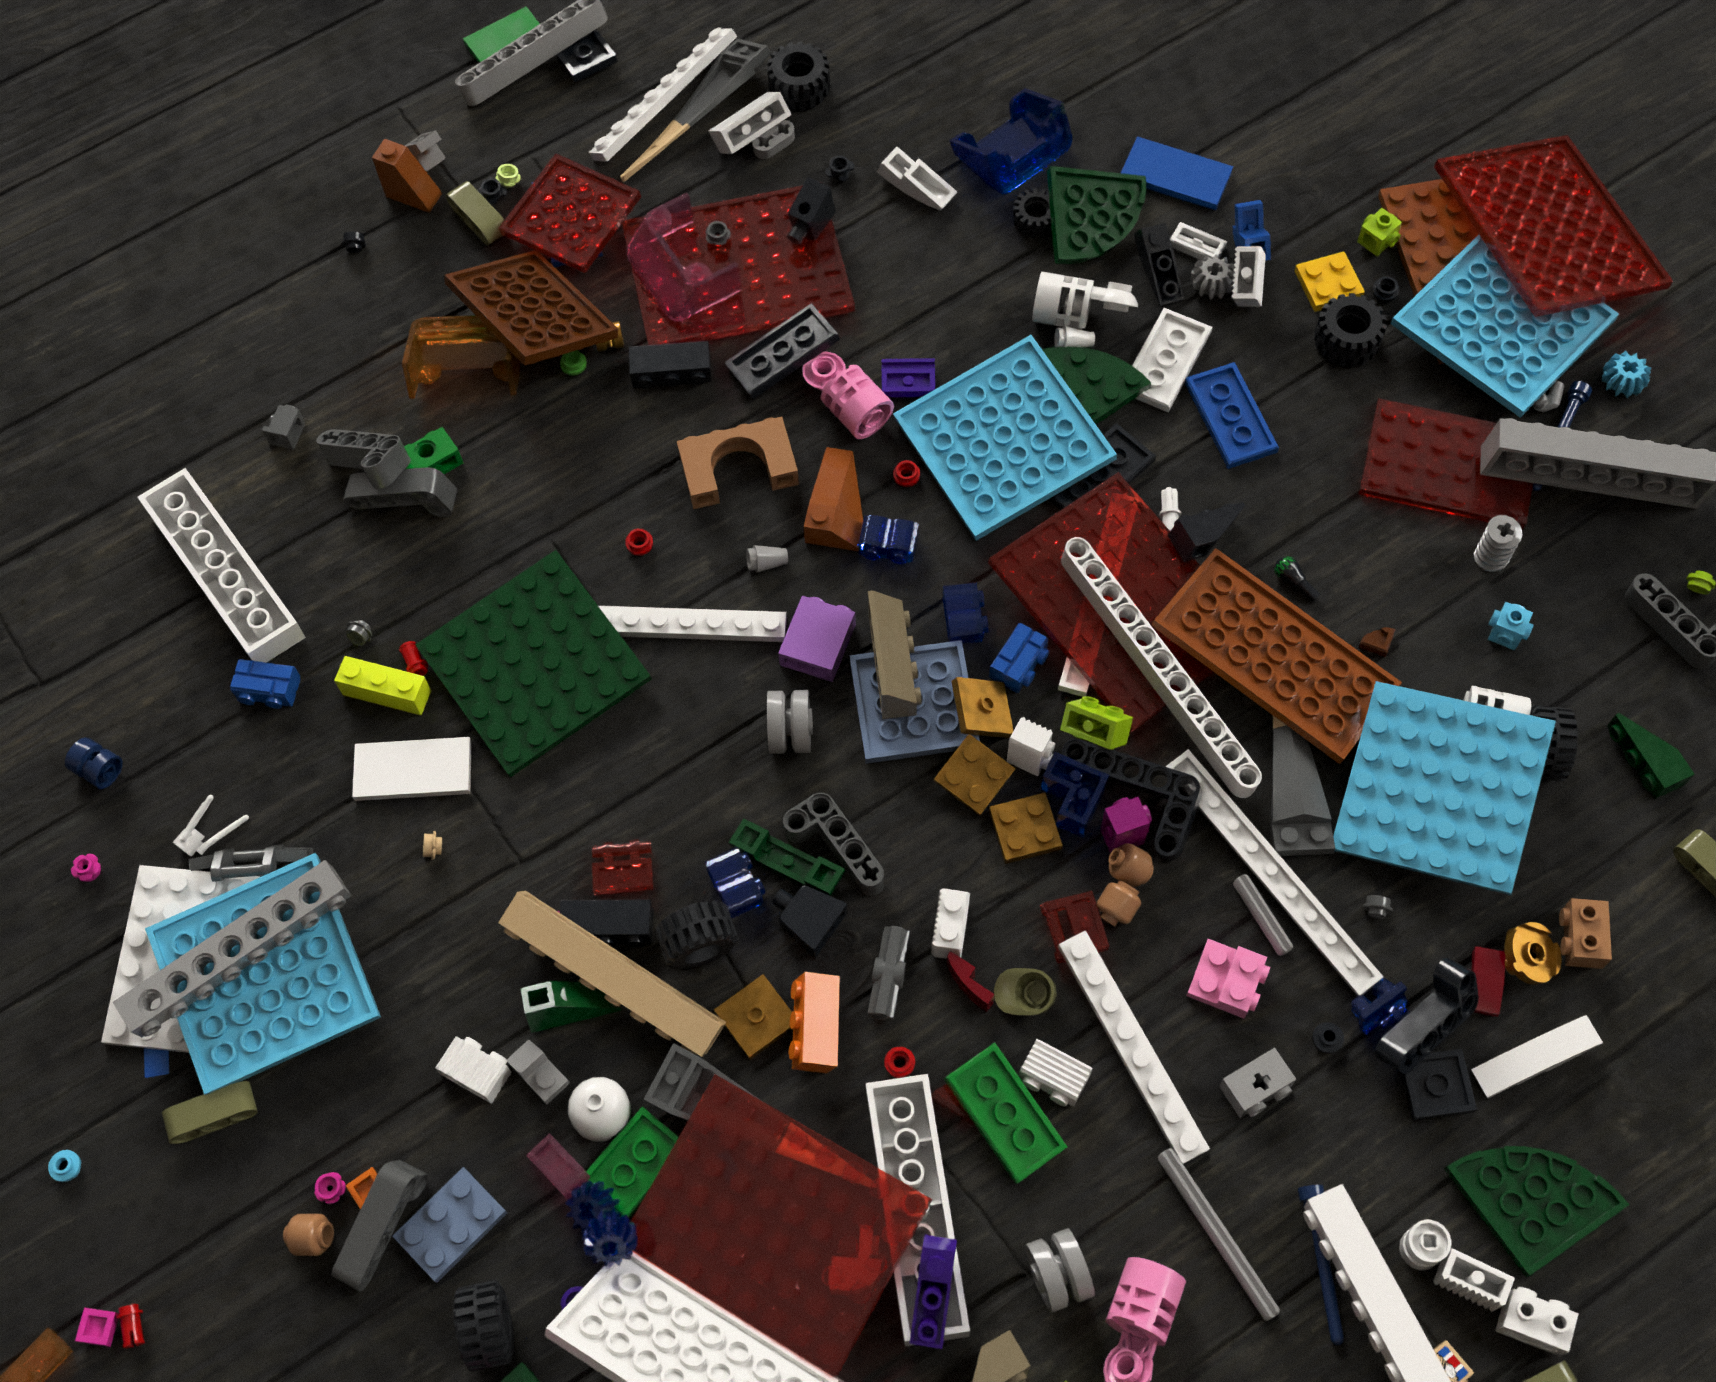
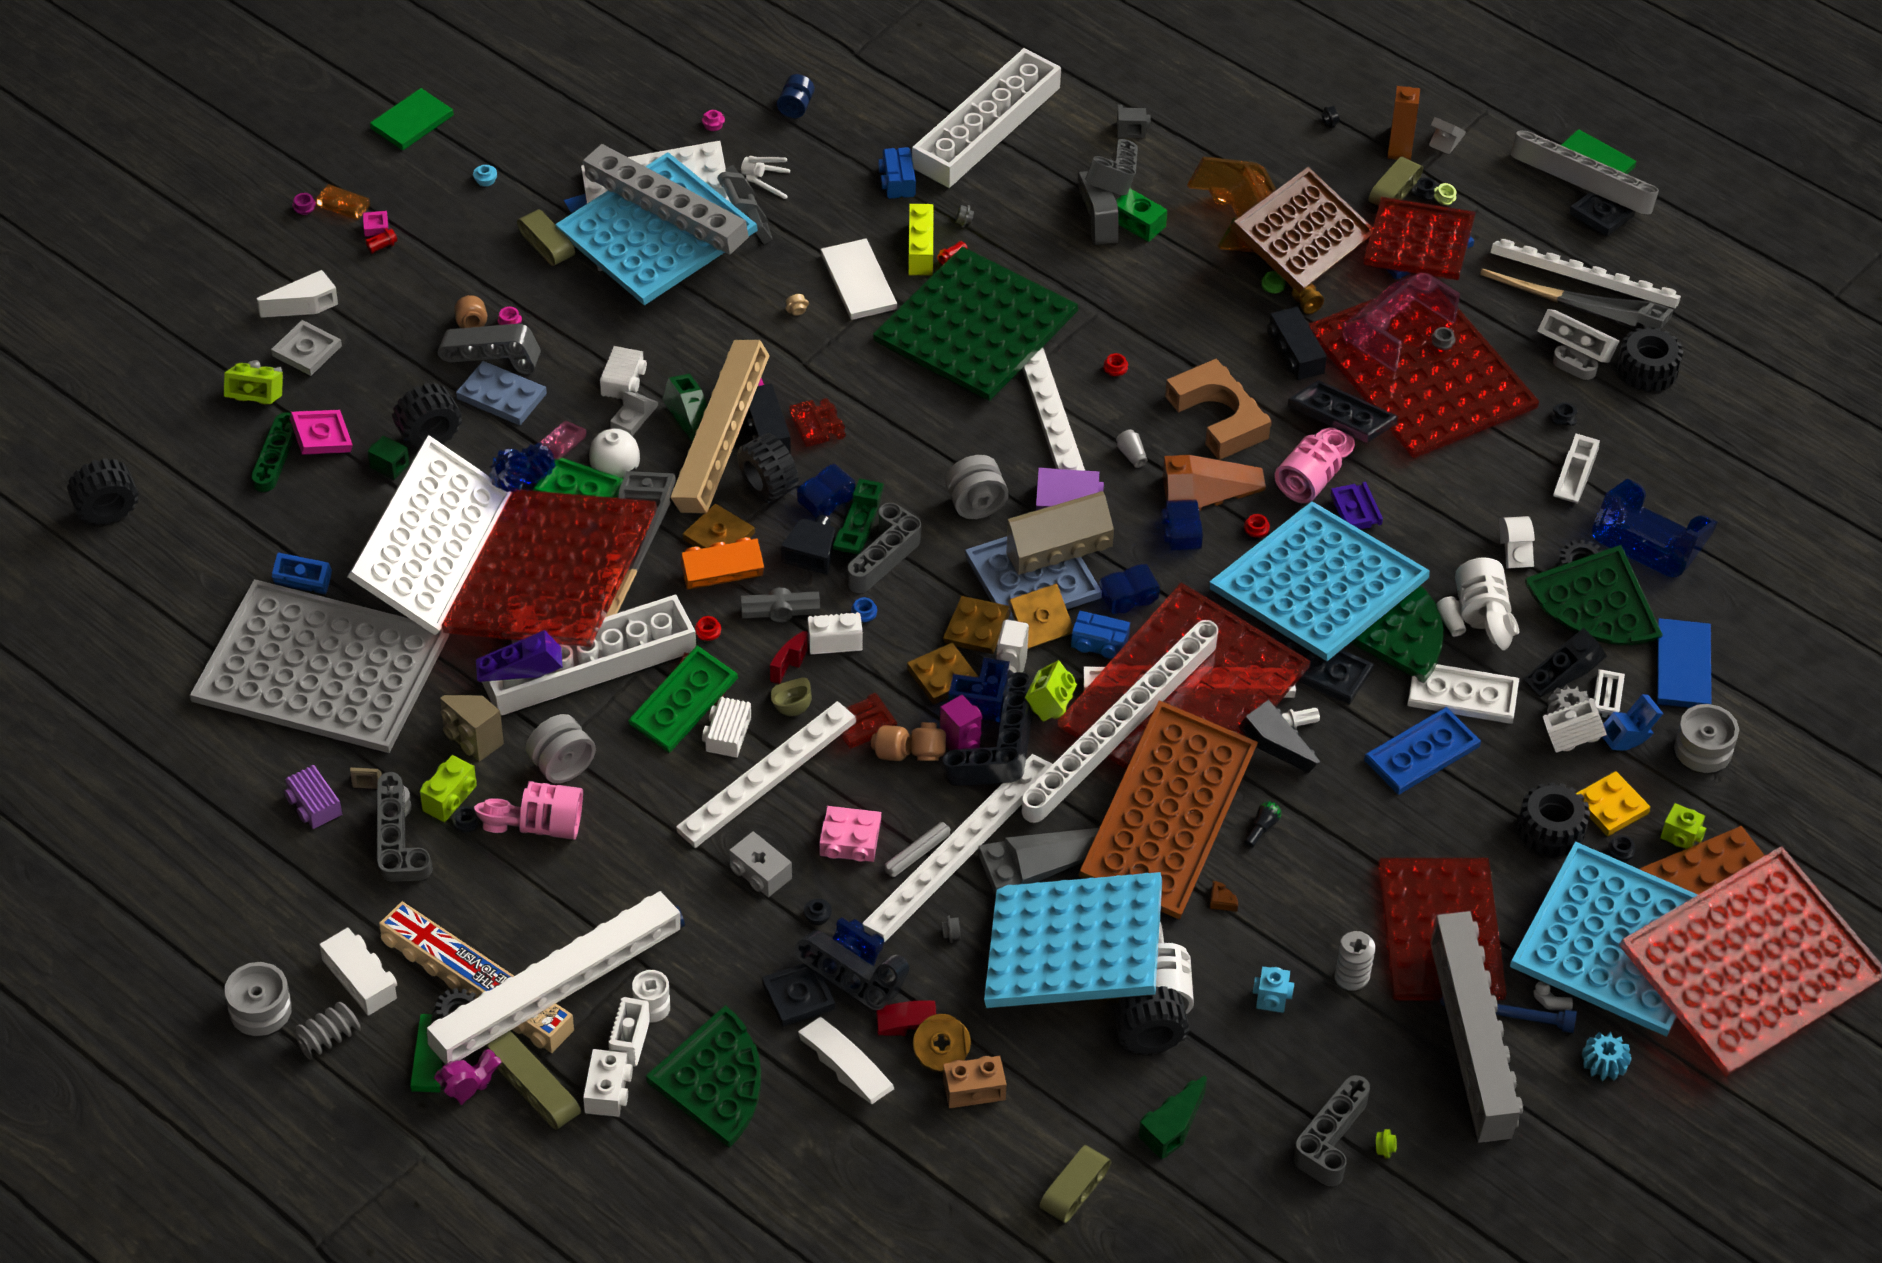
camera: 70 degrees right, 15 degrees down
(810, 211) = (1489, 390): black torso -> none
(917, 878) = (866, 608): none -> blue plate
(995, 249) = (1517, 536): none -> white brick
(1219, 1234) = (623, 862): light grey axle -> none
(1282, 180) = (1706, 738): none -> light grey wheel

